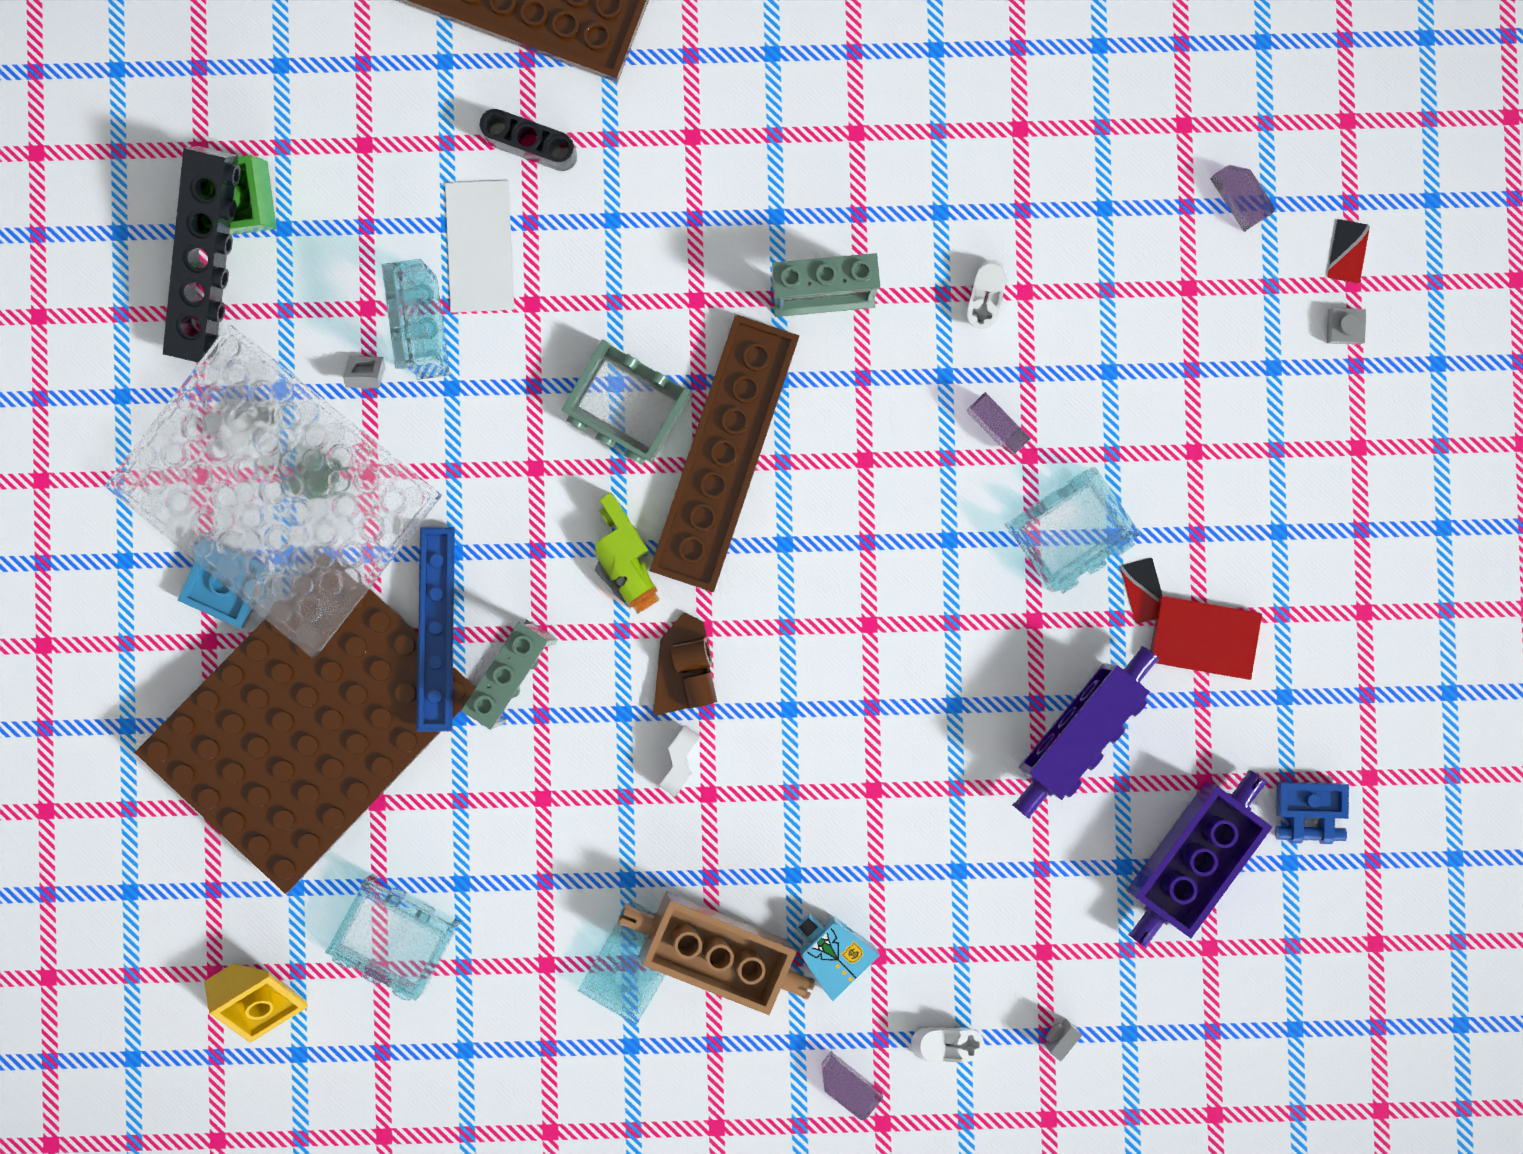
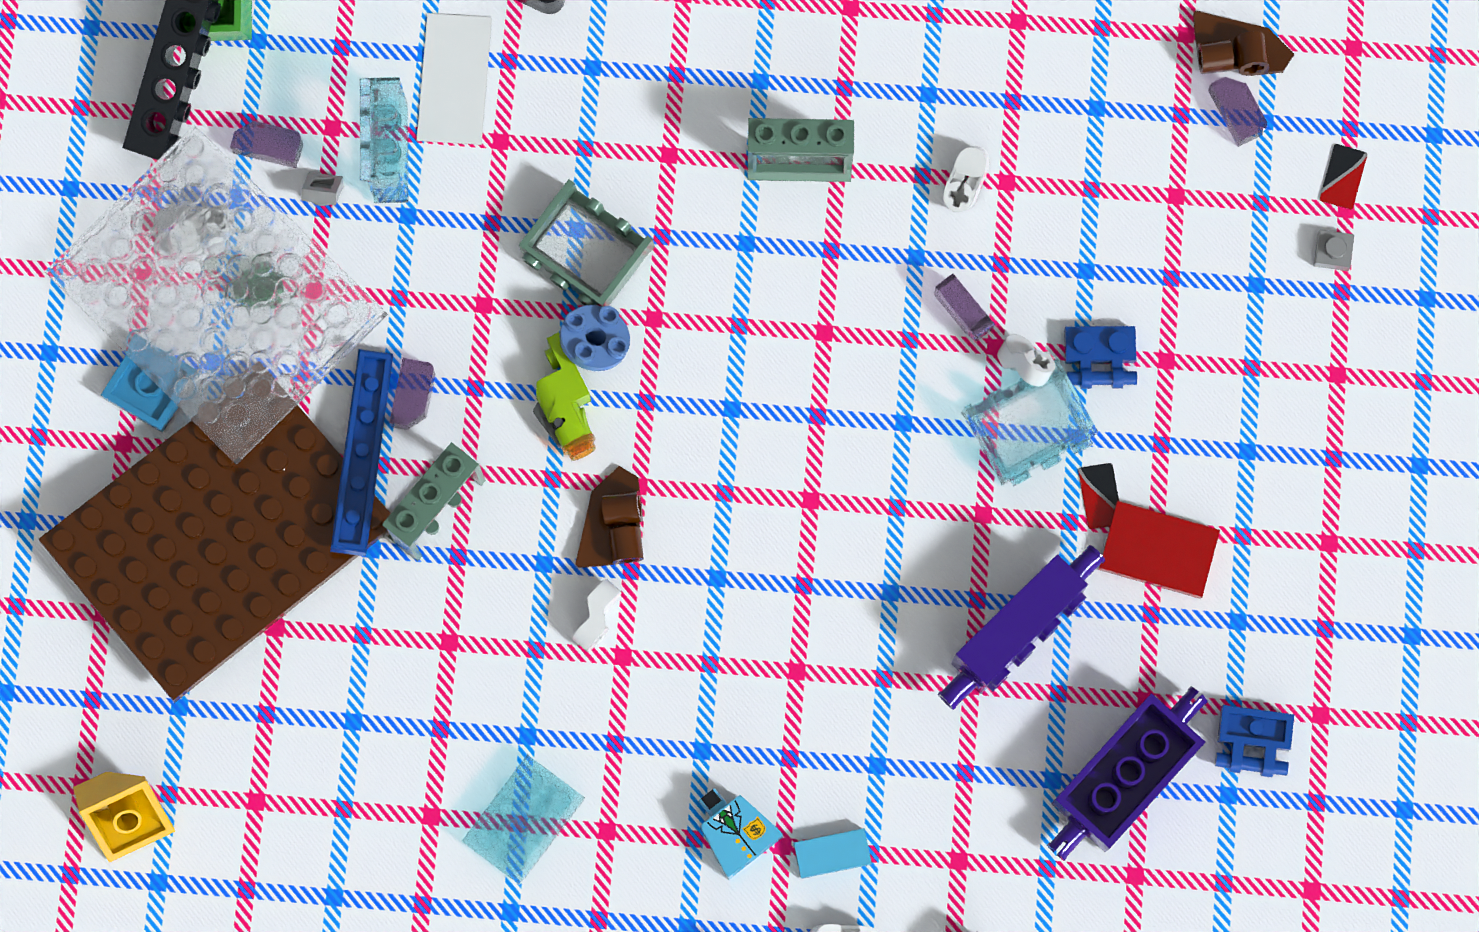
camera: 10 degrees right, 10 degrees down
(306, 332) = (268, 143): none -> clear purple piece
(391, 939) = (275, 766): window -> none
(477, 564) = (412, 393): none -> clear purple piece
(646, 494) = (595, 337): none -> medium blue plate
(716, 953) = (613, 812): medium nougat brick -> none
(724, 453) = (680, 309): reddish brown plate -> none
(926, 960) = (832, 853): none -> medium azure tile
(1070, 475) = (1031, 364): none -> white piece
(1129, 445) = (1101, 346): none -> blue plate
(1235, 132) = (1237, 45): none -> reddish brown panel

